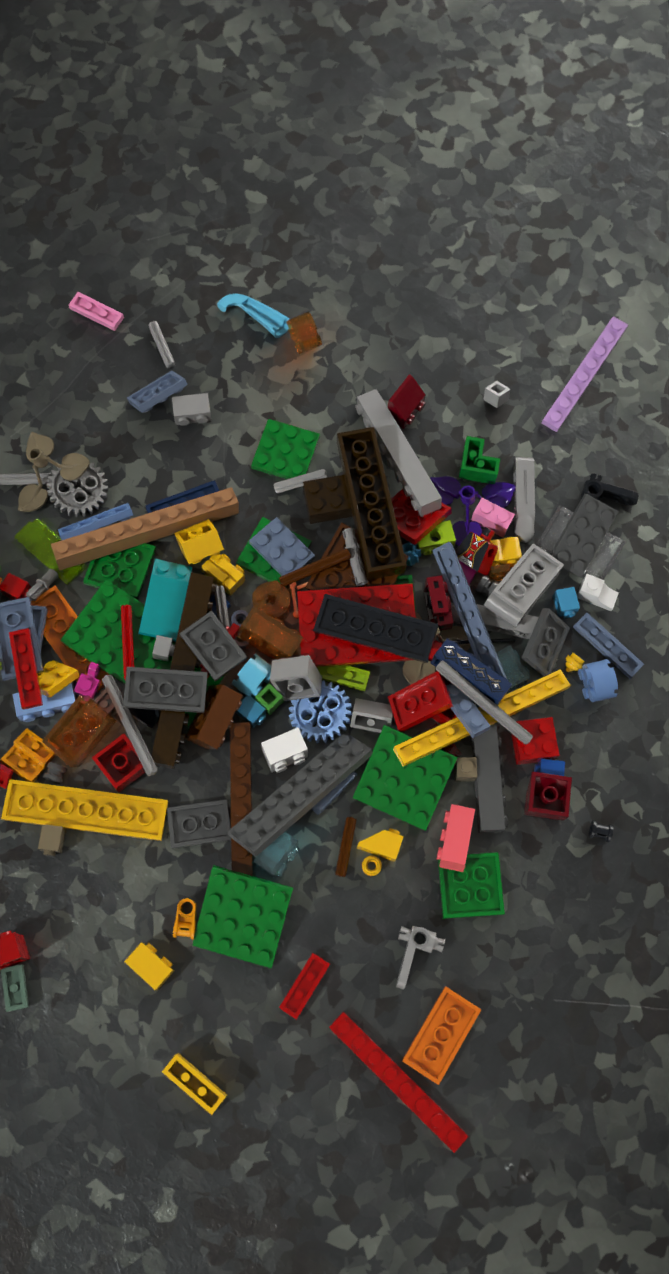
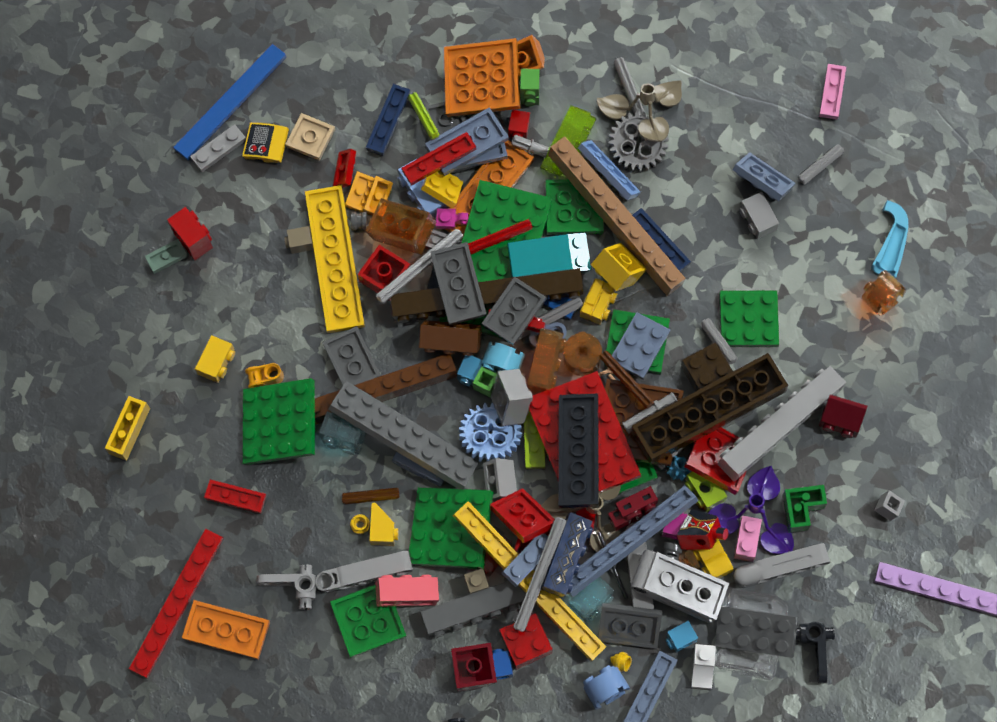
camera: 80 degrees right, 0 degrees up
(163, 648) = (500, 269): light grey plate -> none
(285, 750) = (440, 410): white brick -> none
(423, 876) = (364, 572): none -> light grey piece

